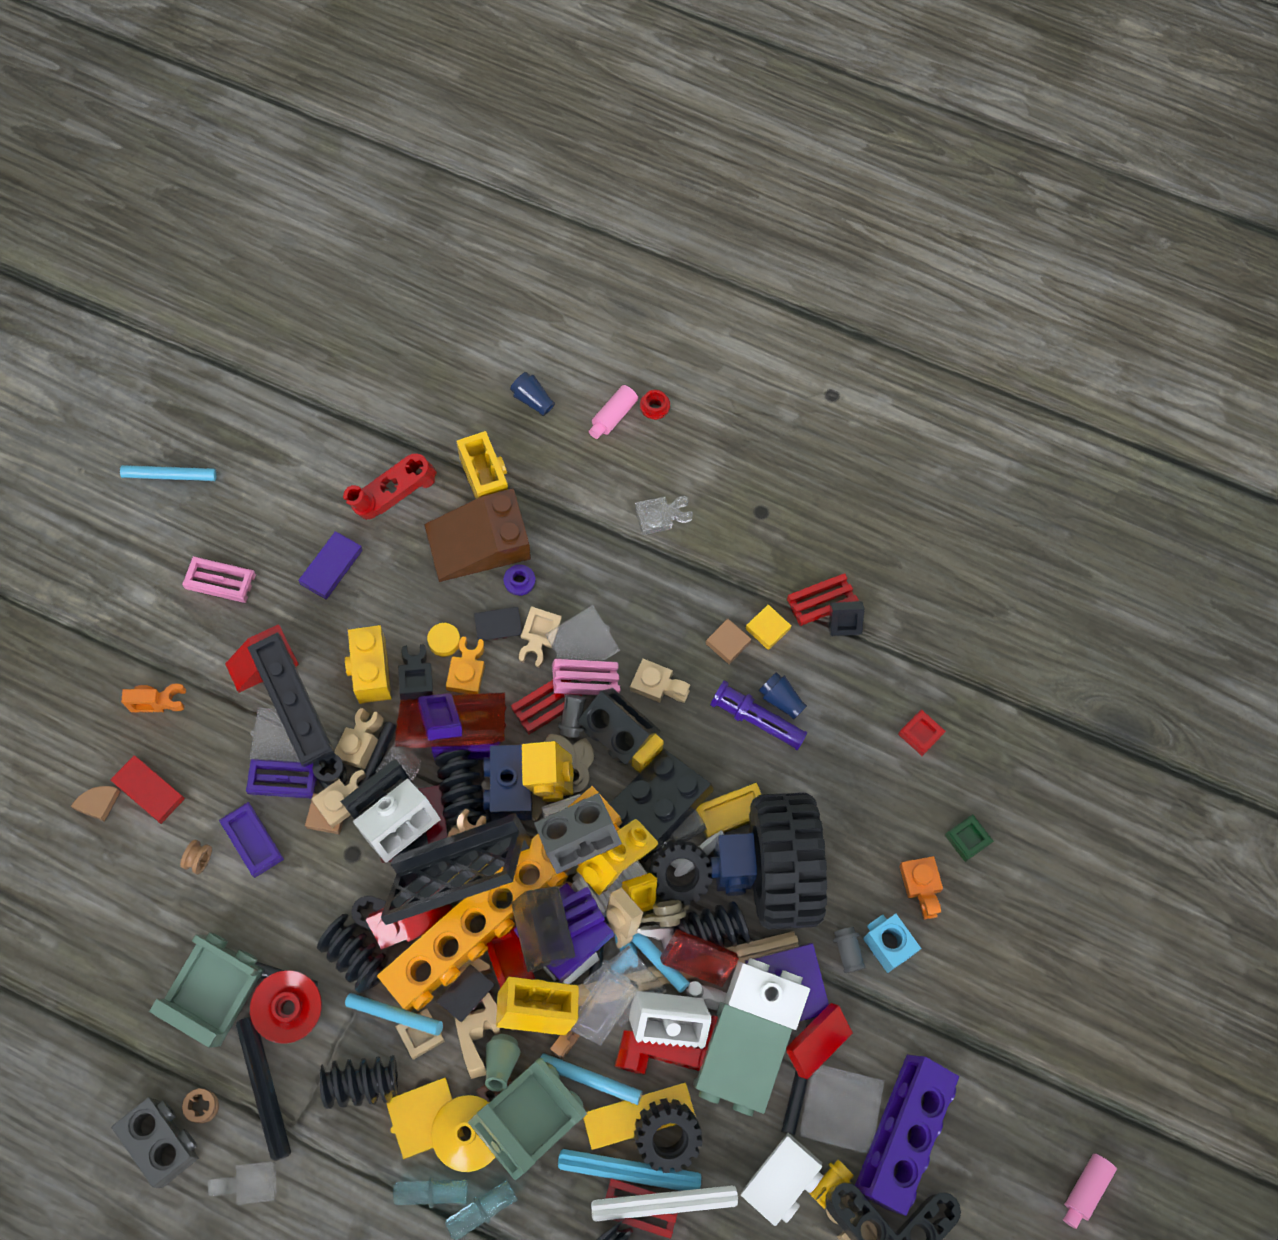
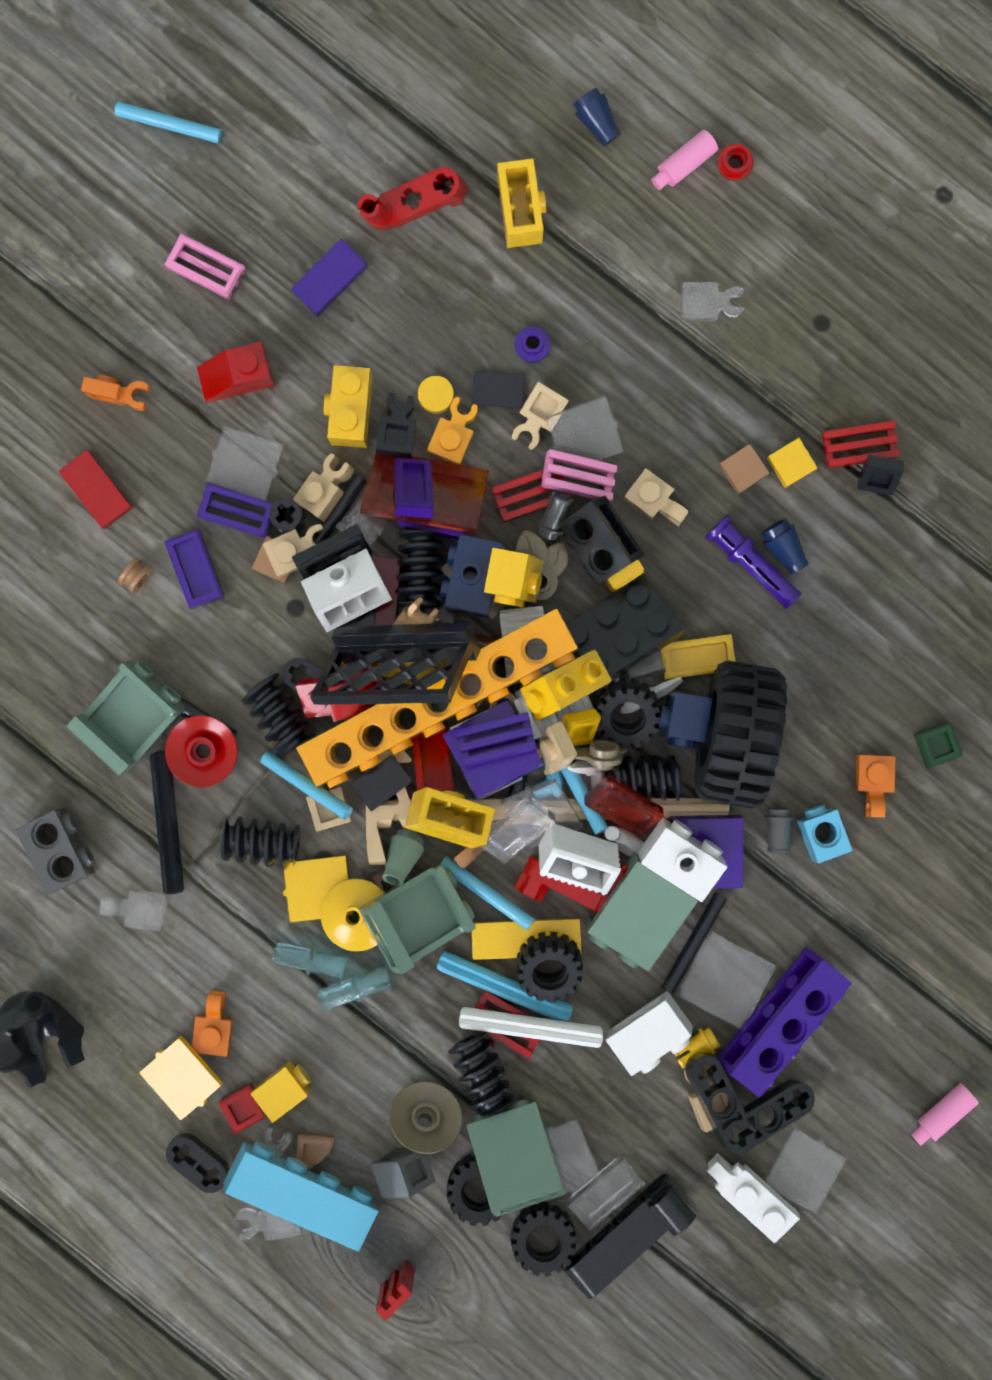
camera: 15 degrees right, 20 degrees up
(97, 801) = (42, 491): medium nougat tile -> none
(194, 1115) = (95, 832): medium nougat bush -> none
(291, 699) = (259, 432): black tile -> none
(478, 536) = (498, 282): reddish brown slope -> none
(542, 928) = (471, 747): clear smoke hinge -> none
(577, 833) = (530, 669): dark grey brick -> none
(819, 1041) = (722, 913): red tile -> none
(921, 732) = (924, 620): red tile -> none

